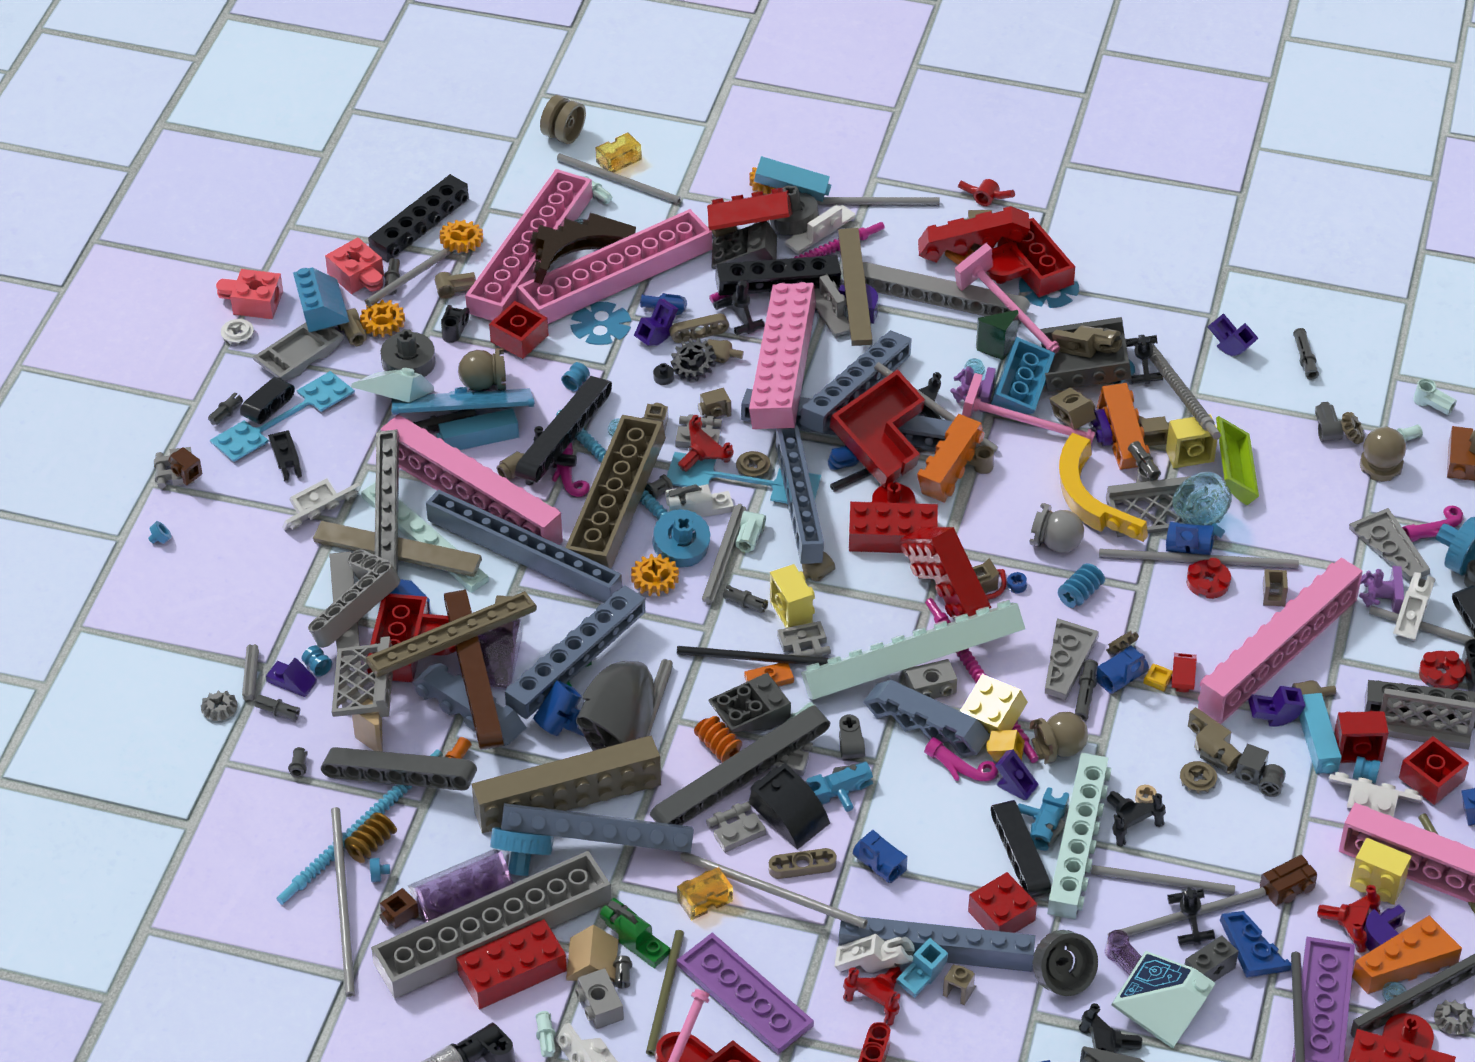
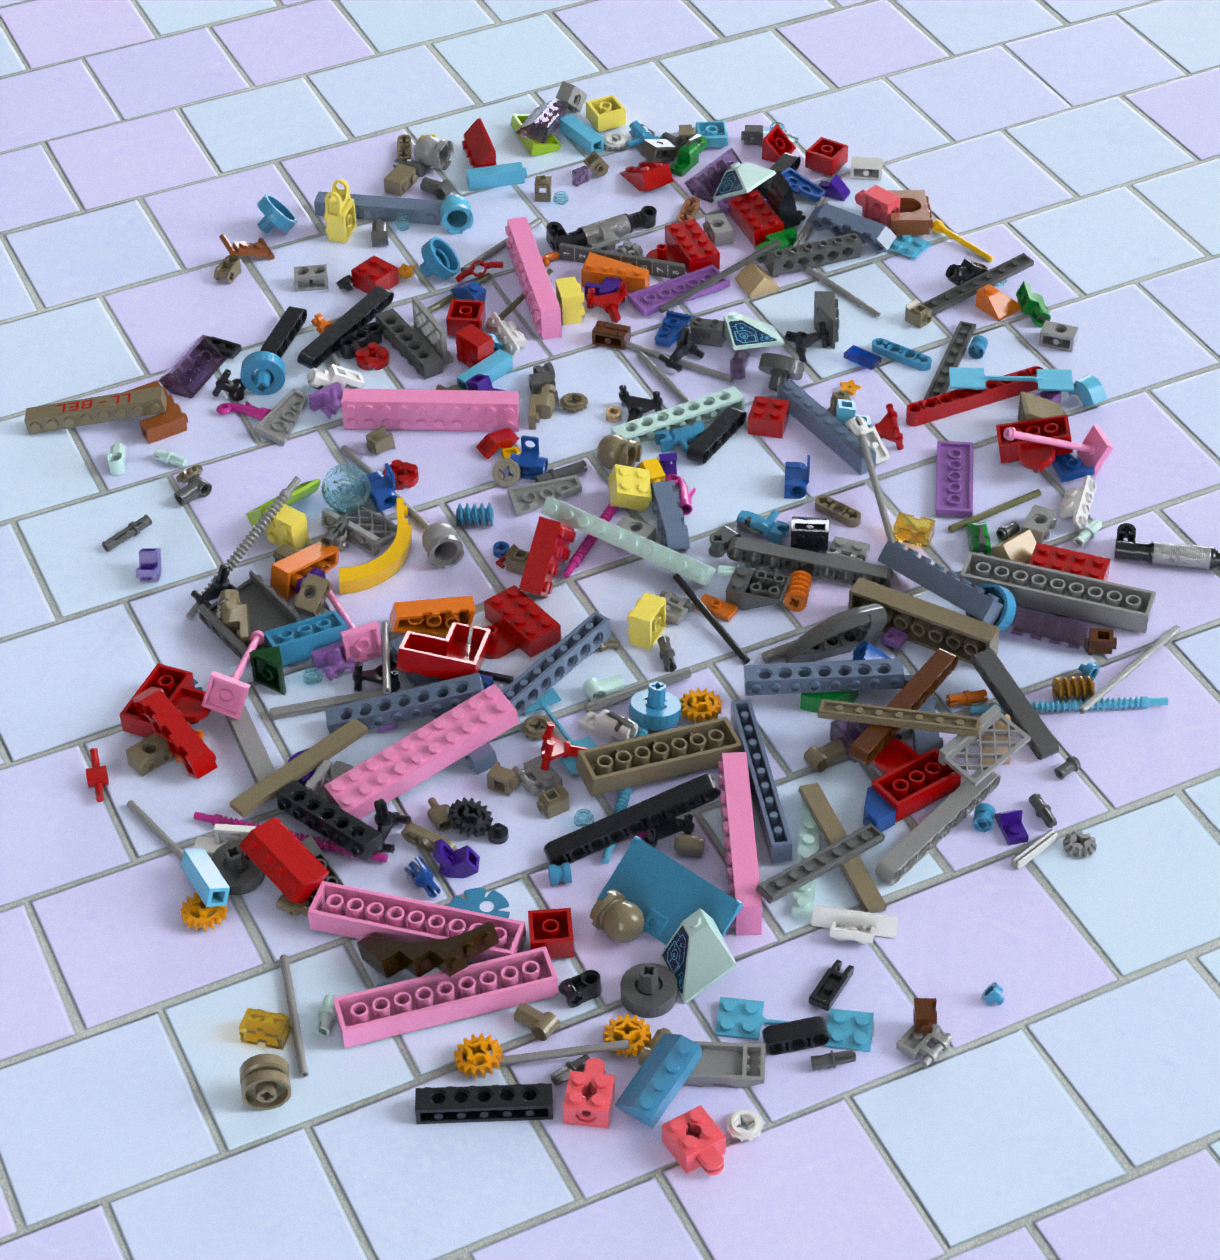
camera: 130 degrees left, 5 degrees down
(375, 582) = (918, 810): light grey beam -> none
(935, 353) = (321, 704): none -> light grey axle
(988, 1031) = (850, 387): none -> light orange plate
(1383, 454) = (204, 447): dark tan tile -> none

